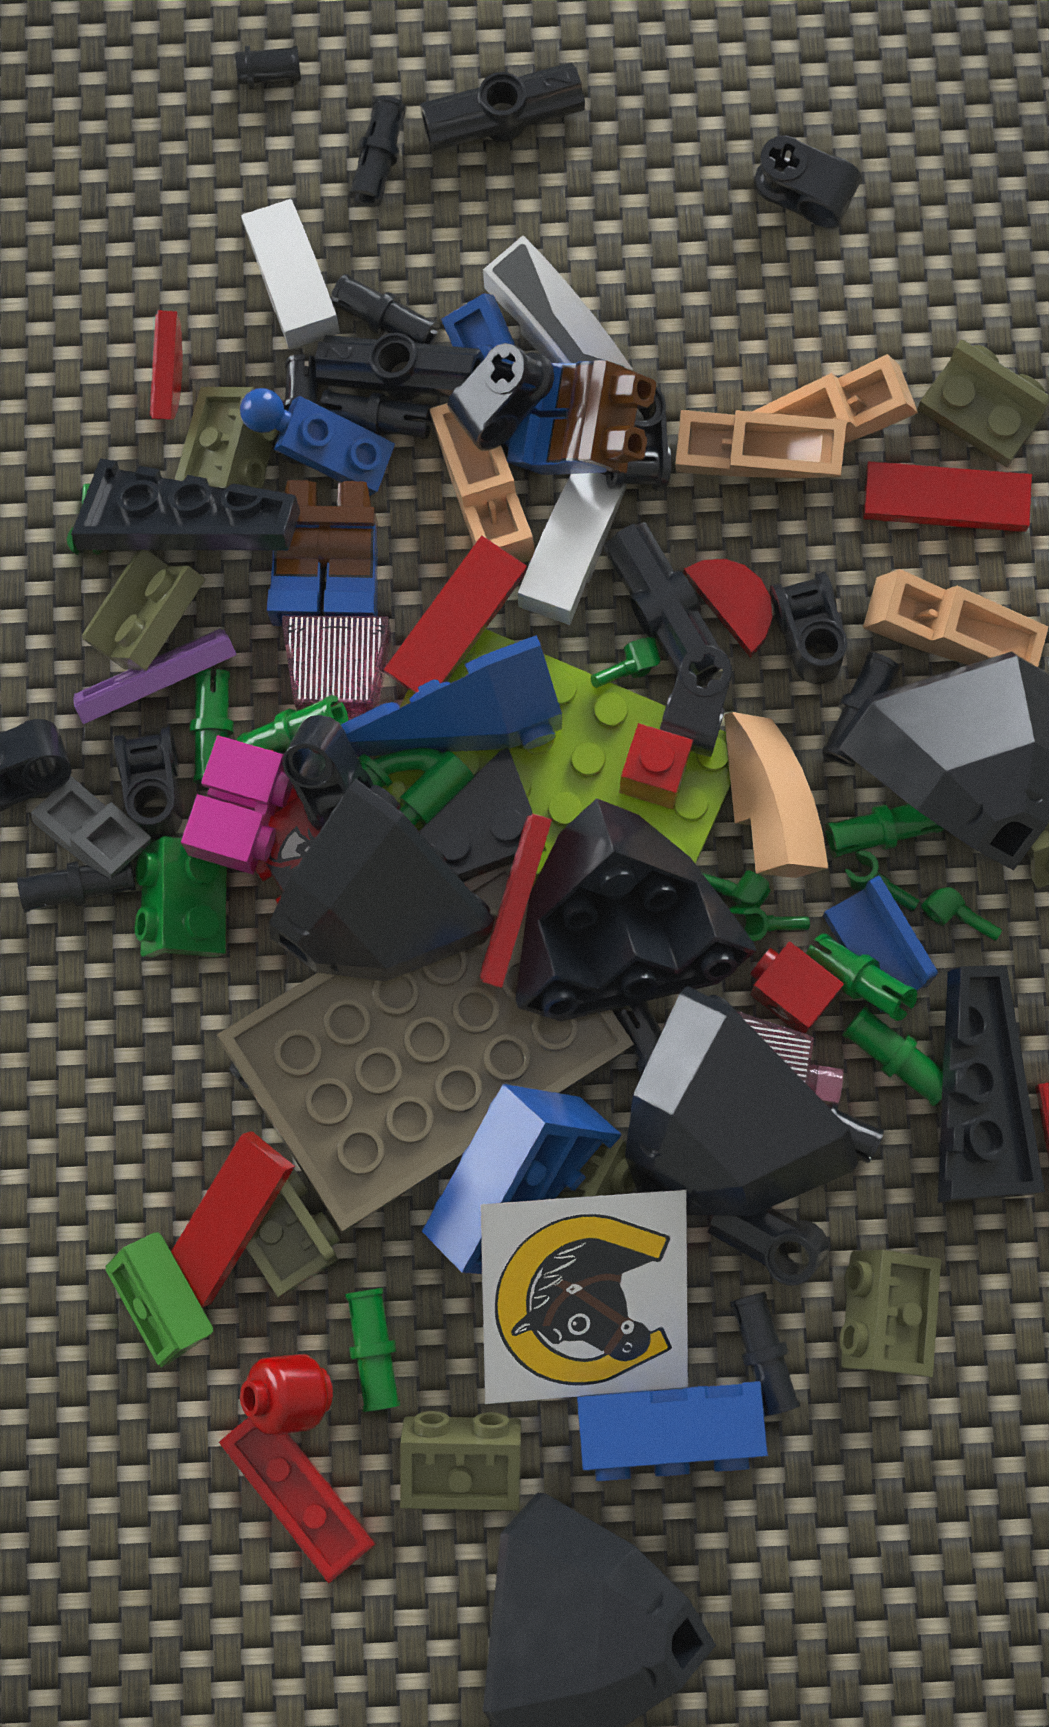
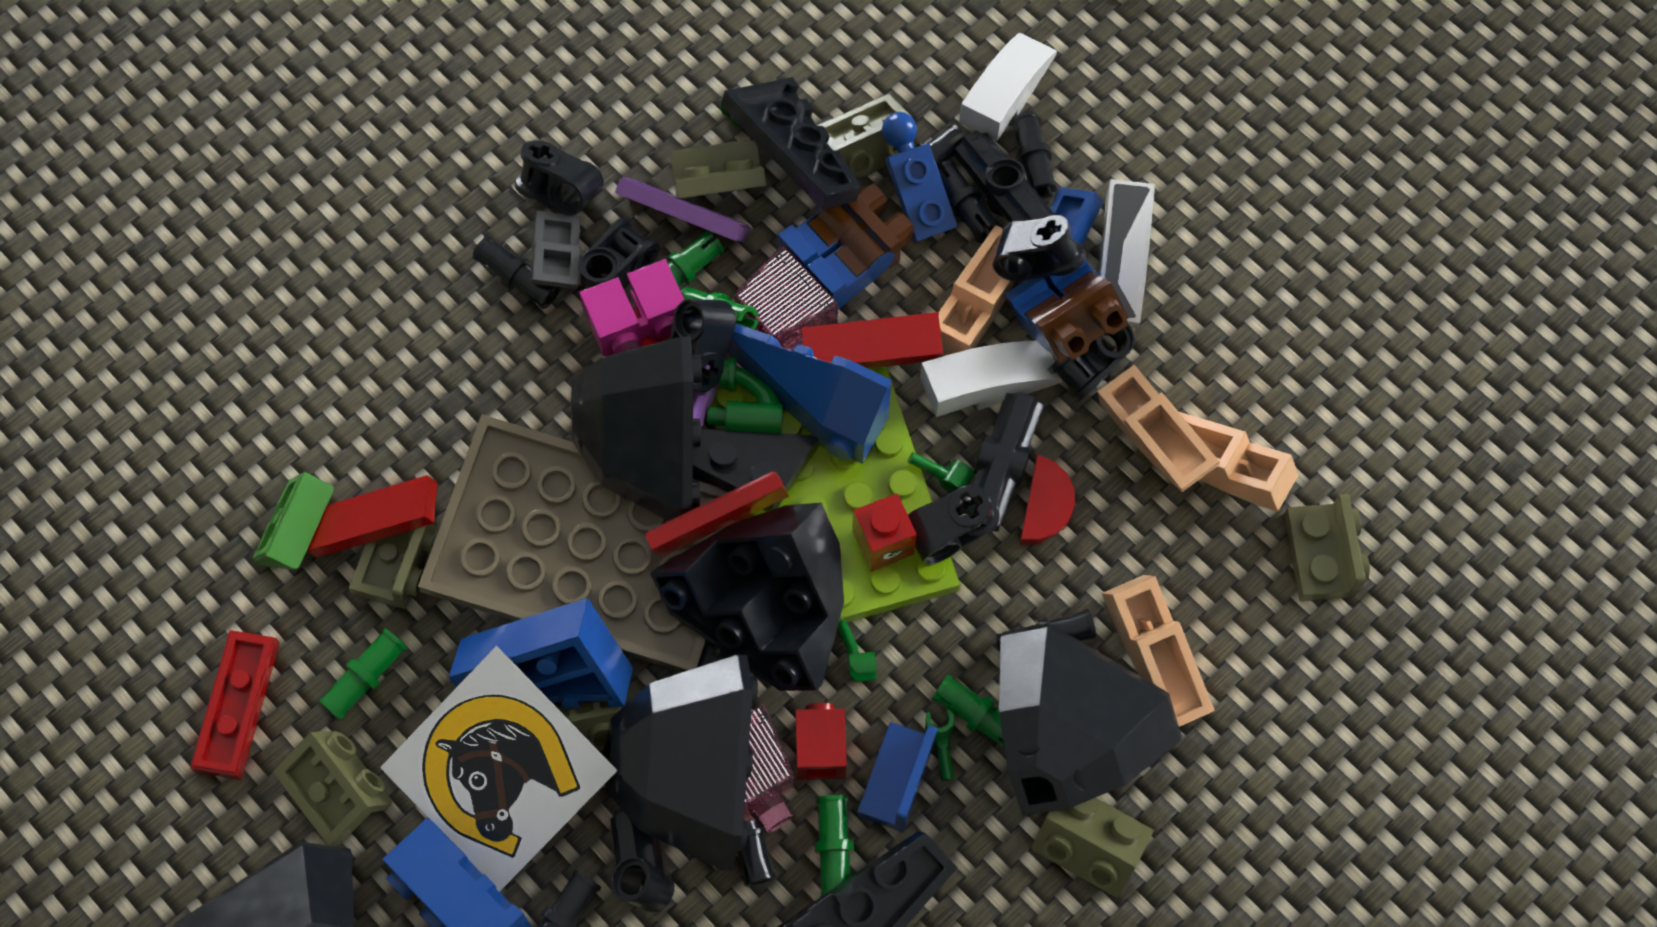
camera: 45 degrees right, 10 degrees down
(166, 366) = (882, 65): red tile -> none
(180, 902) = (554, 340): green bracket -> none
(286, 1394) = (289, 642): red head -> none
(377, 151) = (1133, 71): black pin -> none
(472, 116) = (1250, 125): black piece -> none
(759, 923) = (847, 689): green hand -> none
(773, 798) = (933, 625): light nougat slope -> none
(809, 617) = (1075, 555): black piece -> none
(812, 181) = (1363, 322): black piece -> none
(863, 977) = (863, 776): green pin -> none
(947, 496) = (1241, 577): red tile -> none
(948, 902) = (965, 795): green hand -> none

